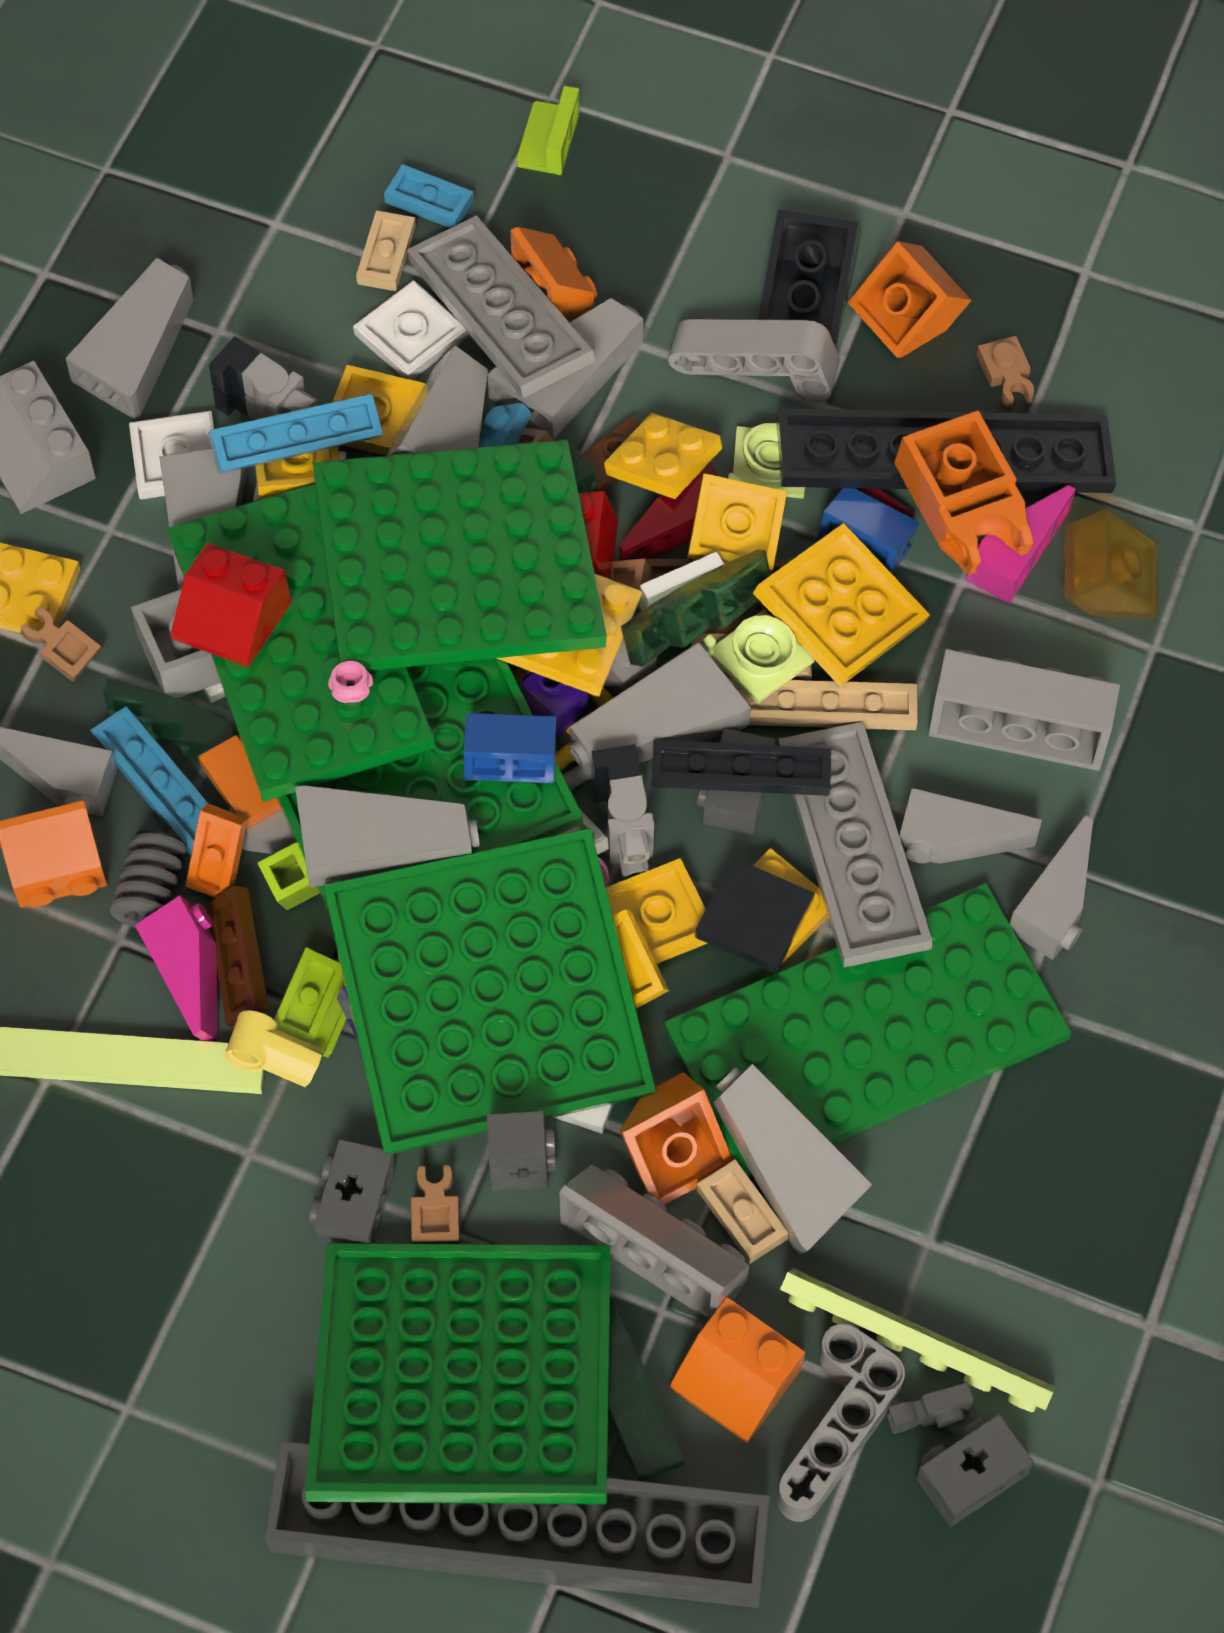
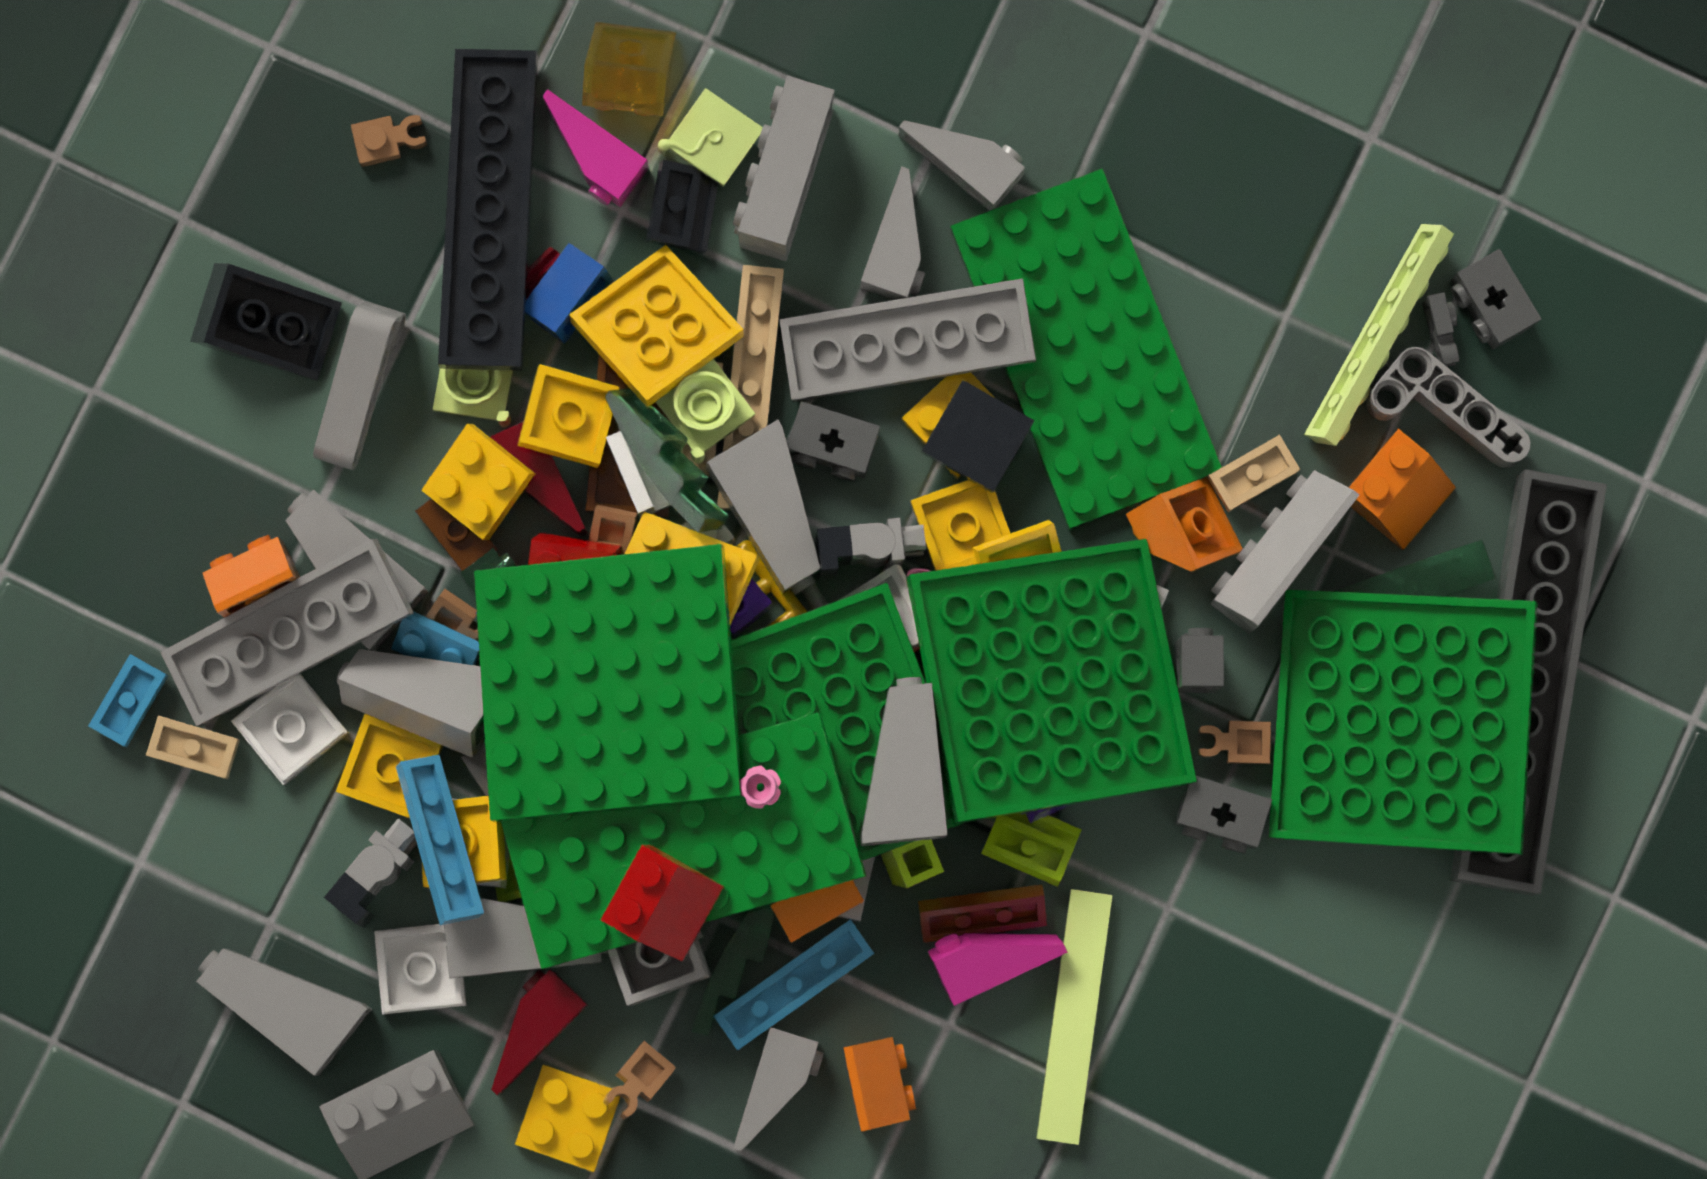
camera: 90 degrees left, 20 degrees up
(115, 549) = (538, 1021): none -> dark red slope
(146, 875) = (899, 994): dark grey piece -> none
(216, 851) = (882, 928): orange plate -> none
(260, 1045) = (1081, 888): light yellow piece -> none
(509, 748) = (821, 643): blue hinge -> none
(550, 133) = (53, 573): lime panel -> none
(741, 767) = (837, 434): black plate -> none
(788, 1156) = (1225, 422): light grey slope -> none
(908, 299) = (300, 224): orange slope -> none
(964, 488) = (567, 182): orange brick -> none
(972, 625) = (682, 207): none -> black plate
(1050, 641) = (713, 137): none -> yellowish green hat

